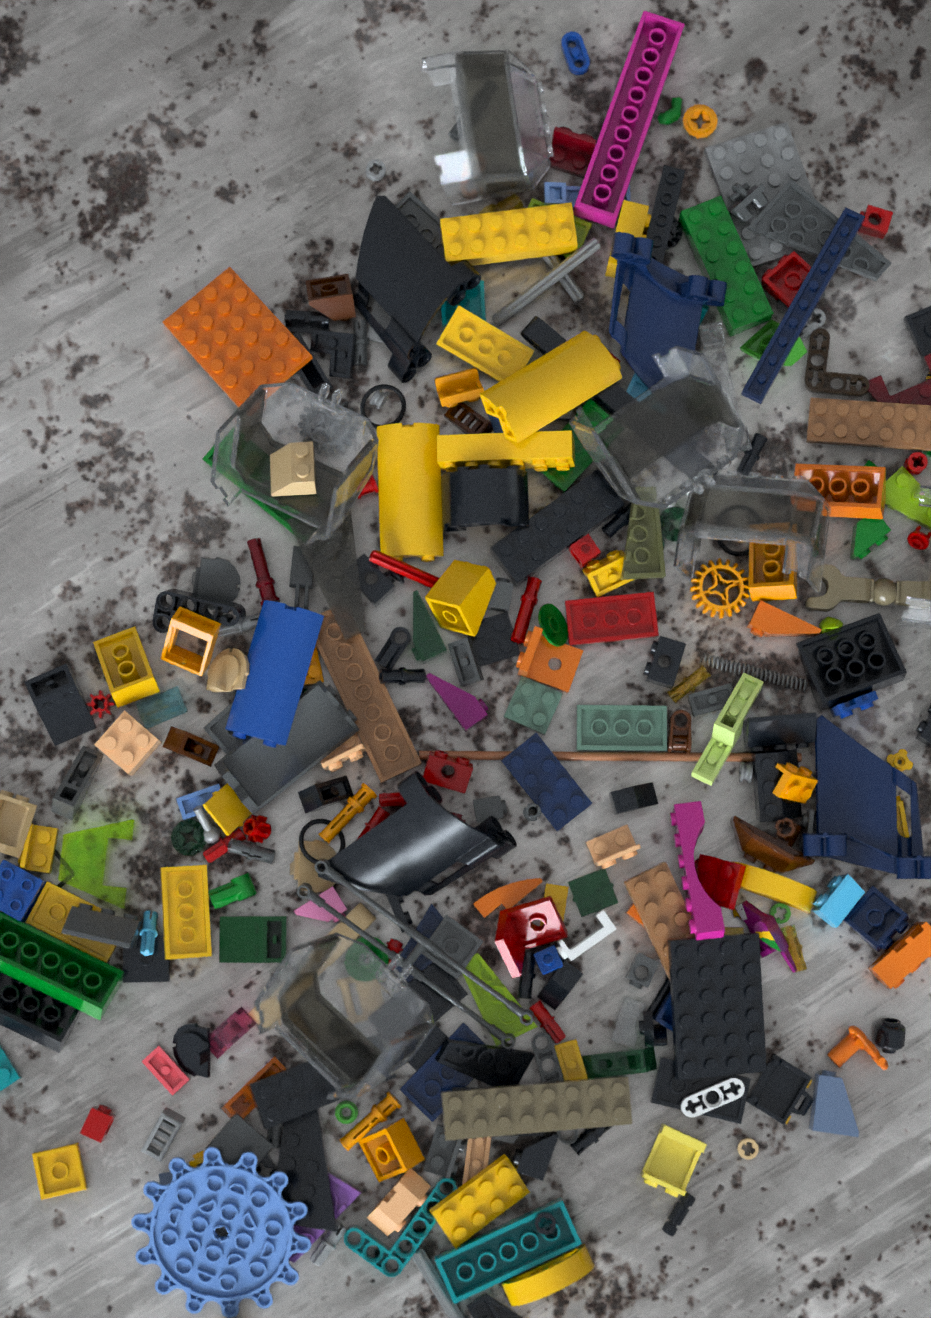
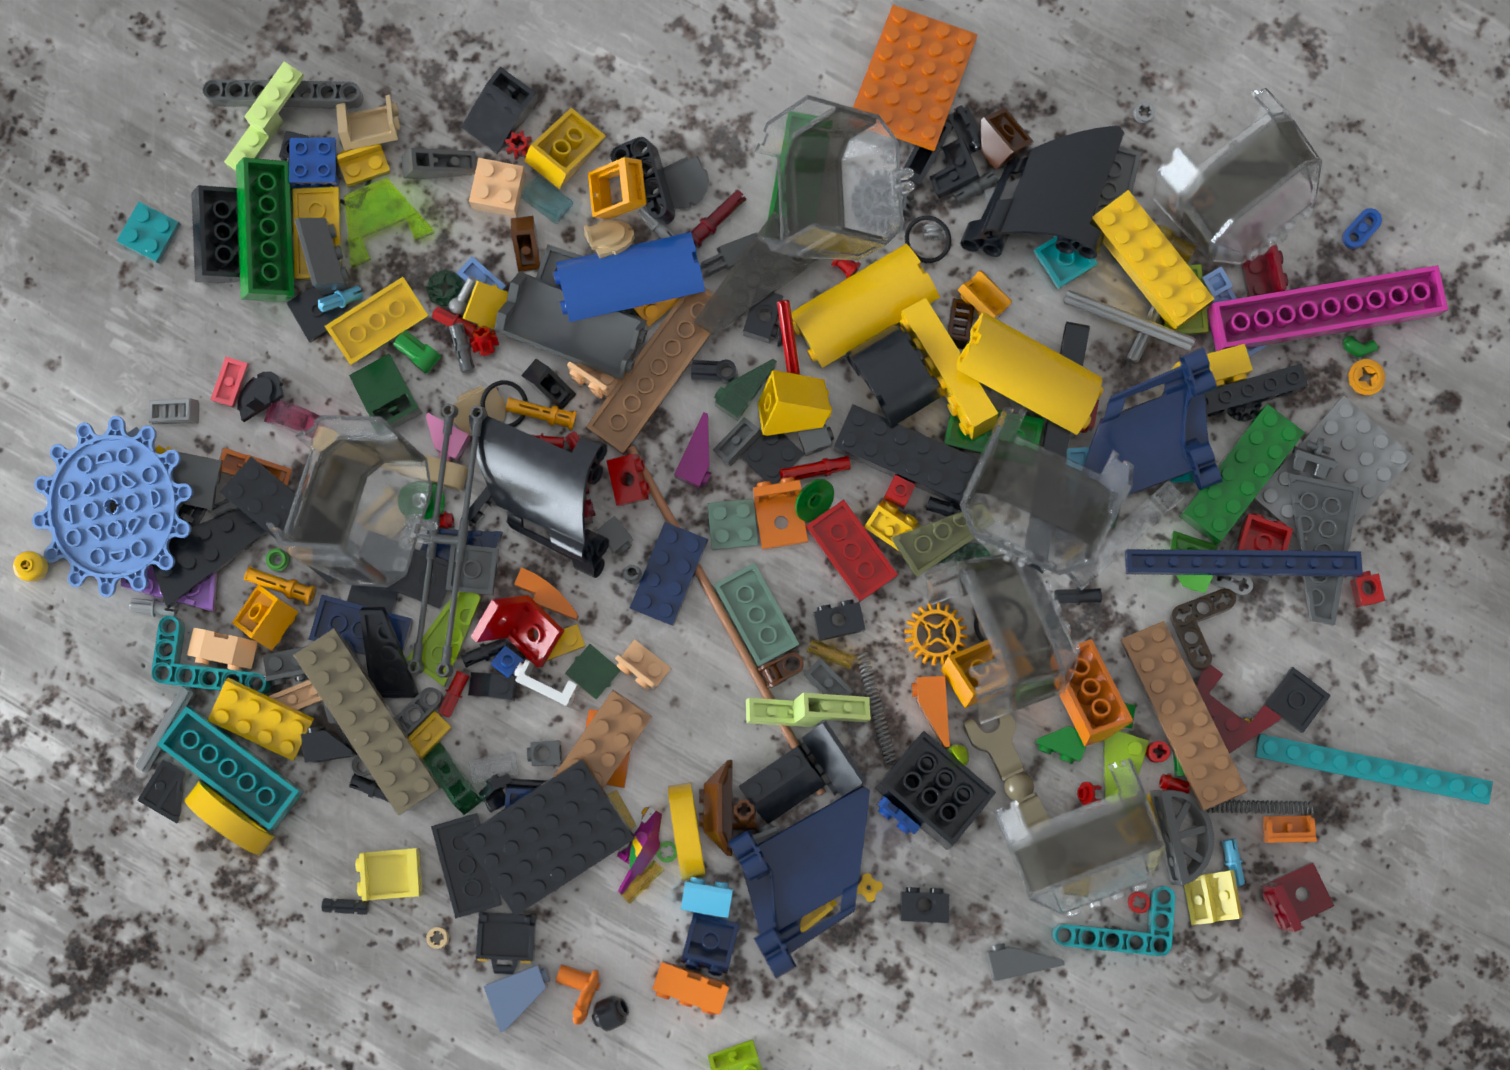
camera: 65 degrees right, 0 degrees up
(59, 1171) = (94, 341): yellow tile -> none
(98, 1123) = (152, 349): red brick -> none
(293, 470) = (821, 191): tan slope -> none
(402, 676) = (692, 392): black pin -> none
(483, 345) = (1036, 295): yellow plate -> none
(547, 1215) = (262, 788): black bush -> none
(633, 798) = (698, 660): black slope -> none
(706, 914) = (699, 725): dark pink arch -> none
(720, 879) = (662, 775): red plate -> none
(725, 1085) = (446, 873): white beam -> none
(745, 772) = (778, 749): light grey bush -> none
(795, 783) = (791, 797): light orange bracket -> none

